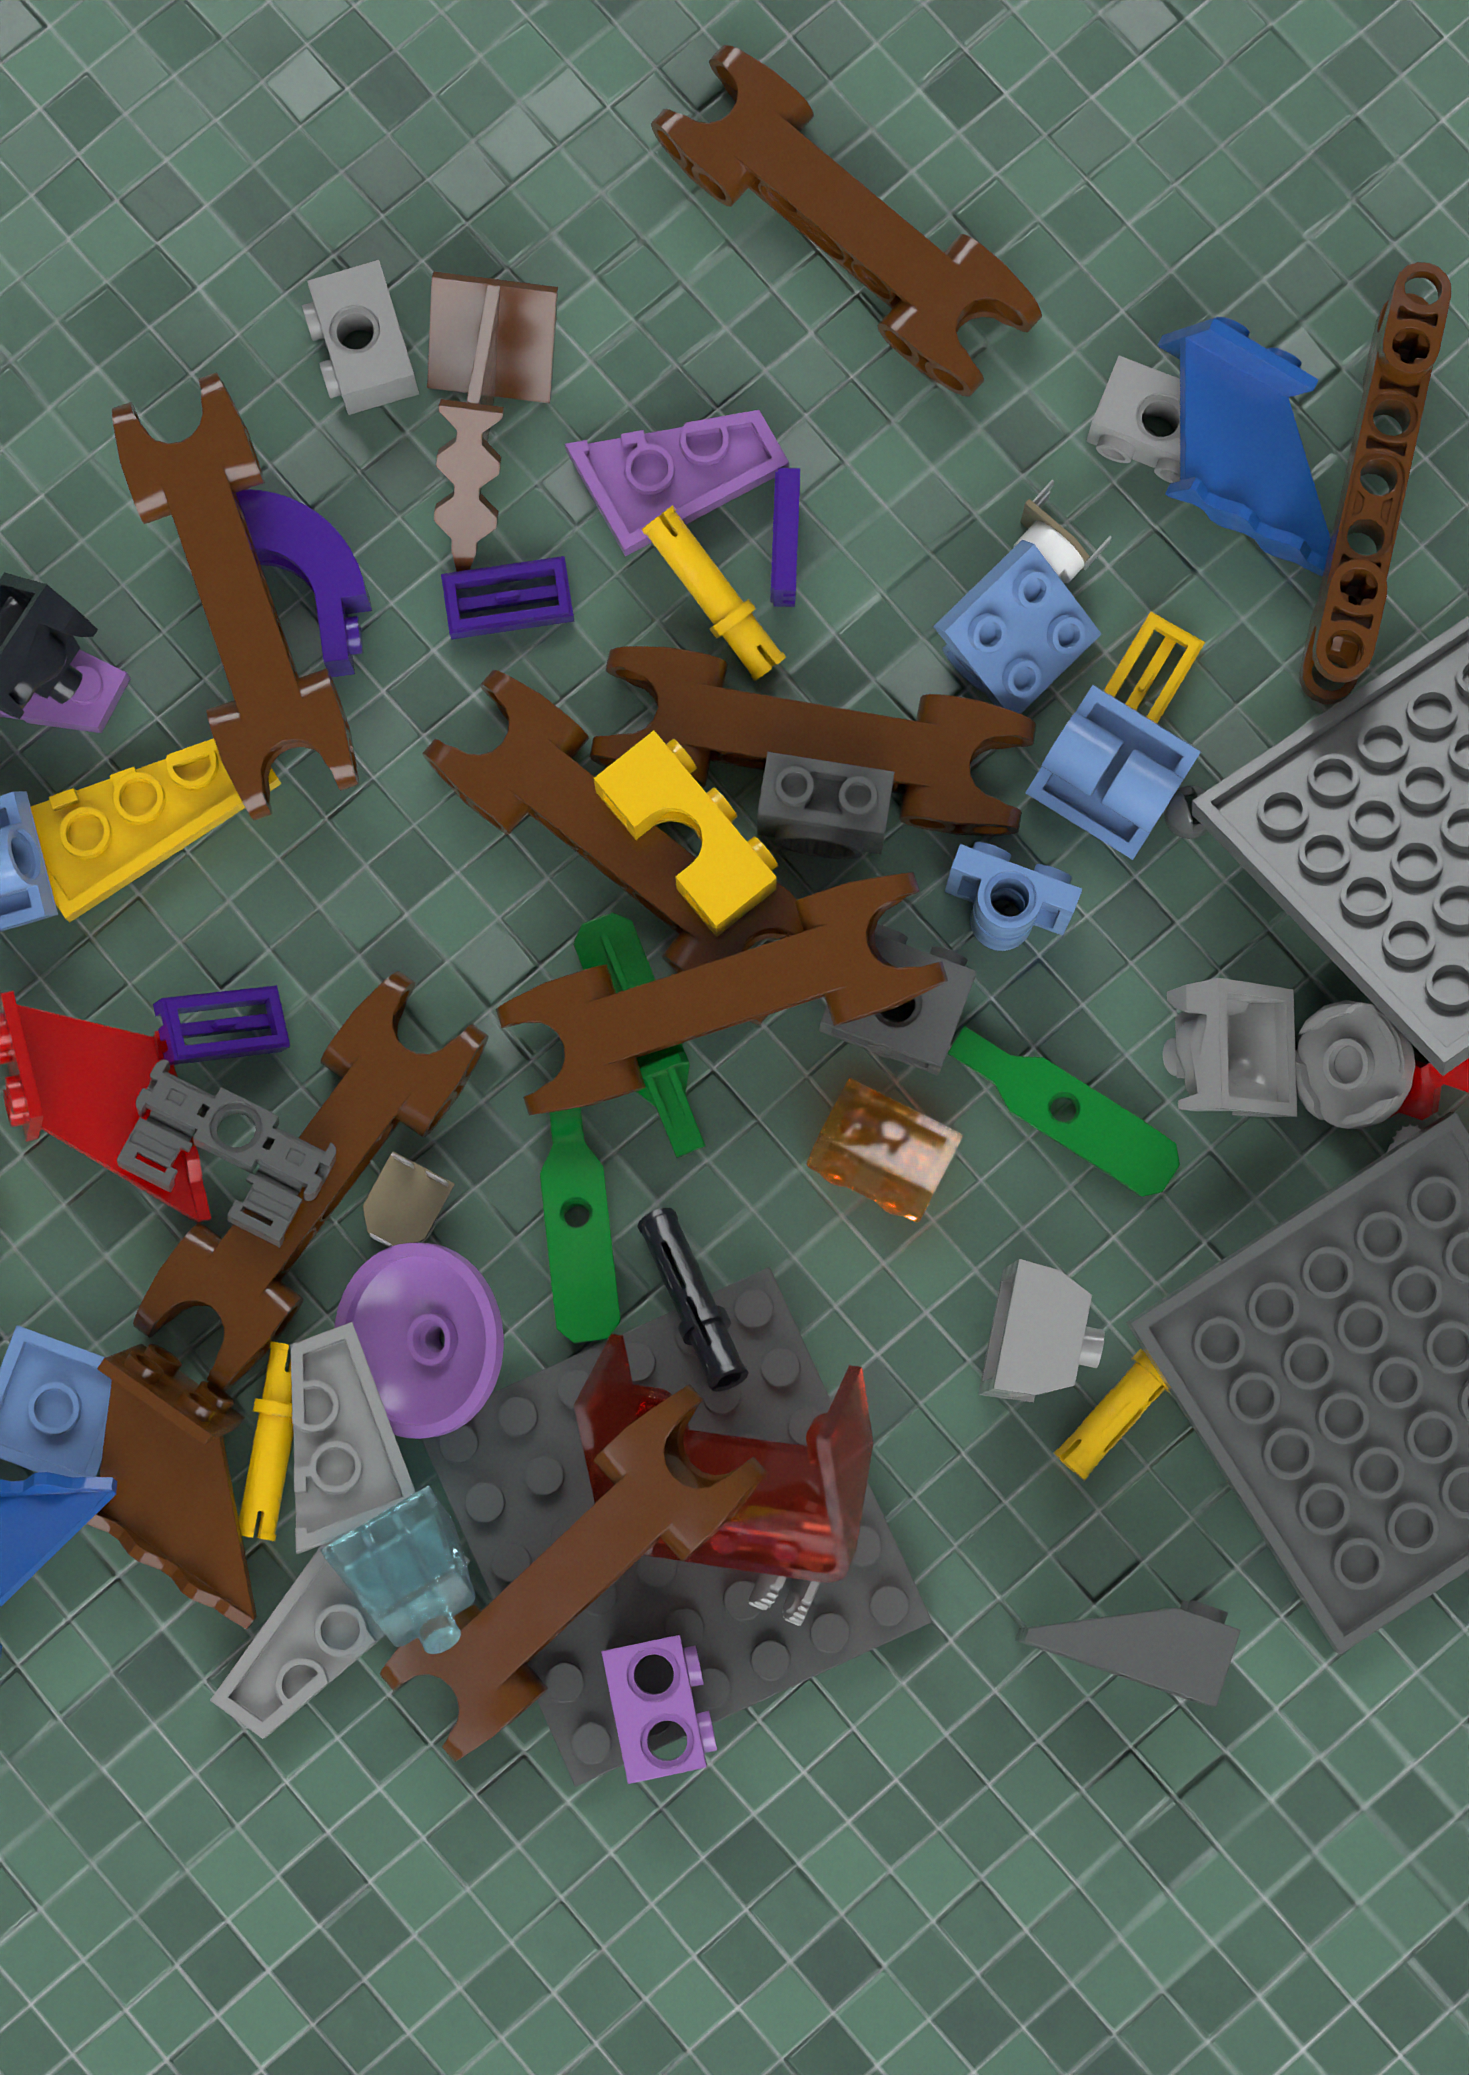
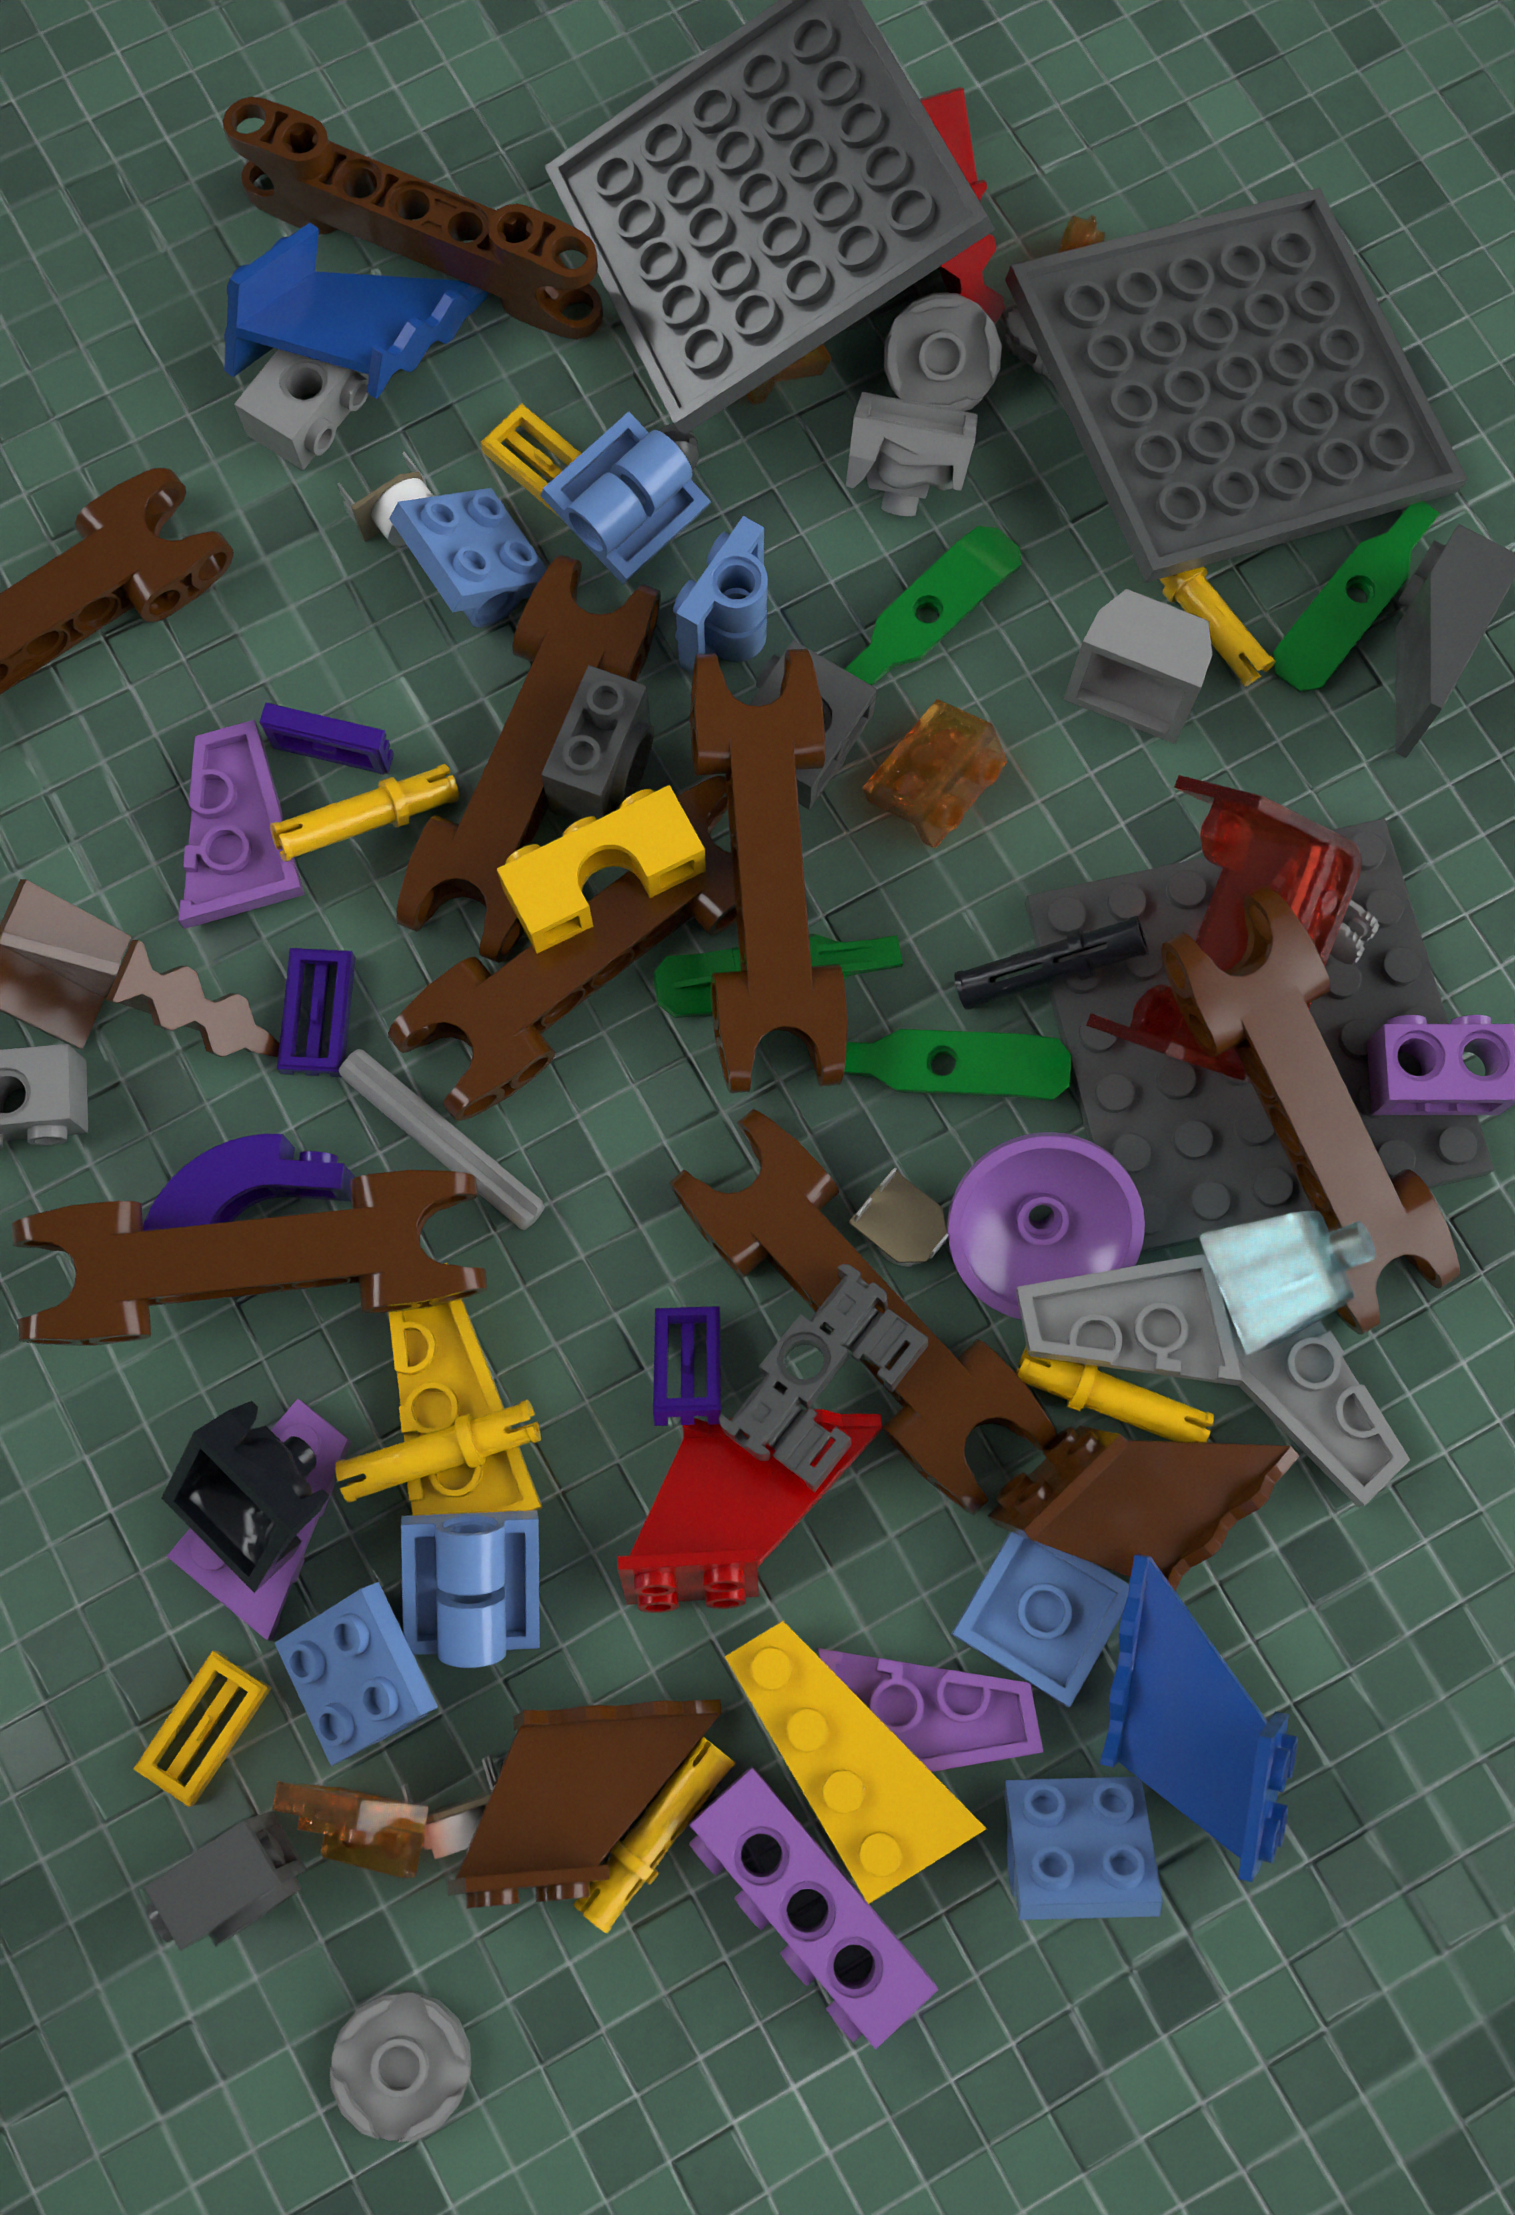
camera: 80 degrees left, 5 degrees down
(104, 832) = (437, 1451): none -> yellow pin
(403, 746) = (441, 1138): none -> light grey axle
(1150, 1539) = (1333, 619): none -> green piece

